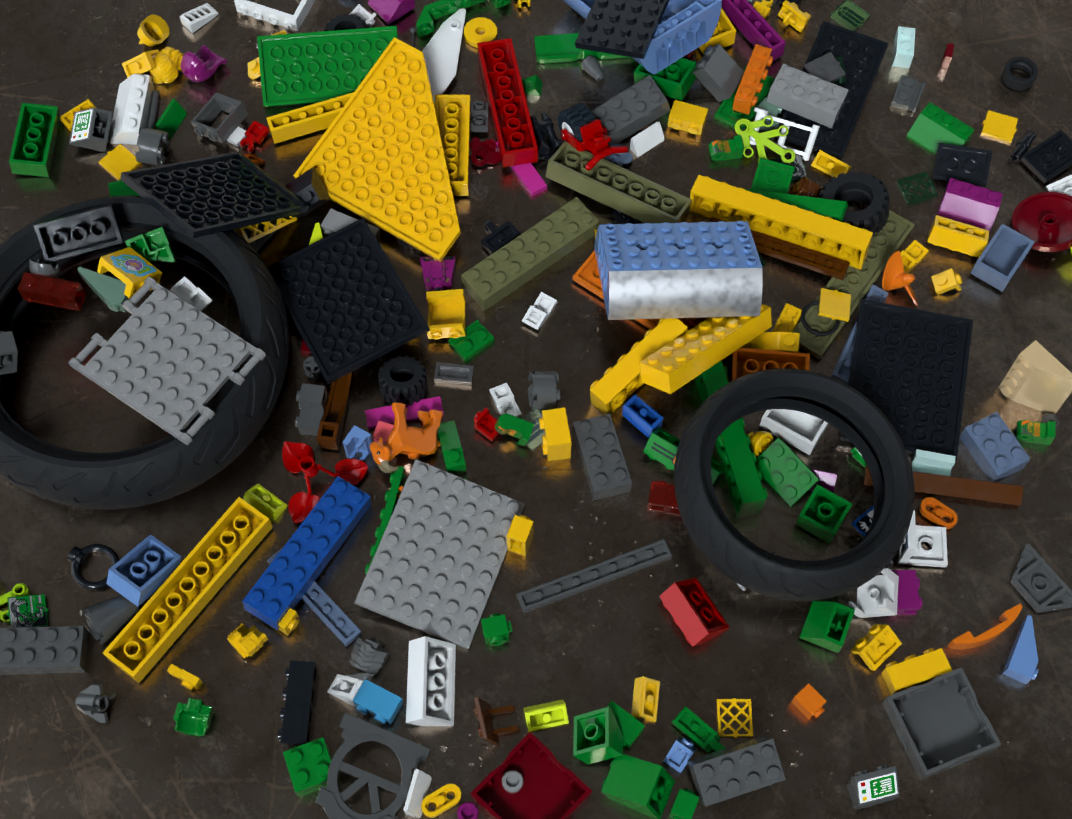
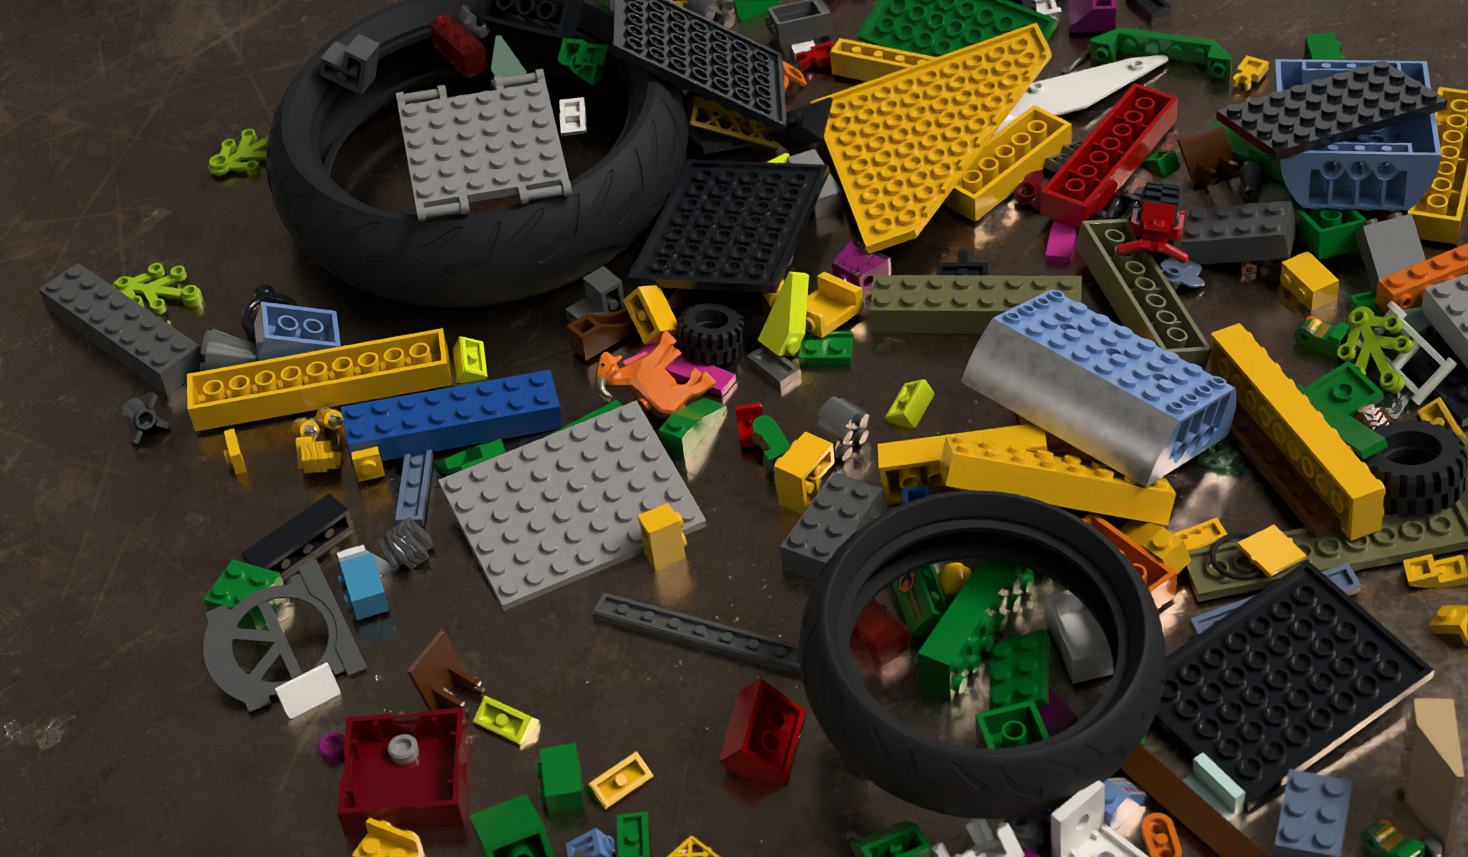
camera: 50 degrees right, 20 degrees down
(27, 611) = (178, 311): piece -> none
(129, 268) = (539, 53): yellow panel -> none
(193, 717) = (200, 482): green hair -> none
(223, 609) = (325, 417): none -> yellow piece
(300, 457) = (544, 341): red plant -> none
(345, 568) = (469, 457): none -> green slope
(357, 441) = (594, 347): medium blue hinge -> none
(358, 393) = (650, 313): none -> yellow brick
(431, 682) = (432, 605): white slope -> none
(441, 801) = (326, 714): yellow plate -> none
(444, 341) = (787, 319): none -> neon yellow slope
(480, 24) = (1171, 80): yellow tile -> none
(496, 629) = (544, 606): green brick -> none
(505, 400) = (796, 419): white slope -> none
(539, 311) = (935, 364): white slope -> none
(555, 344) = (910, 404): none -> neon yellow slope
(560, 67) = (1208, 156): none -> reddish brown plate
(597, 736) = (520, 764): green slope -> none
(647, 139) = (1236, 275): white slope -> none
(760, 441) = (1023, 624): yellow brick -> none
(895, 277) = (1378, 571): orange piece -> none

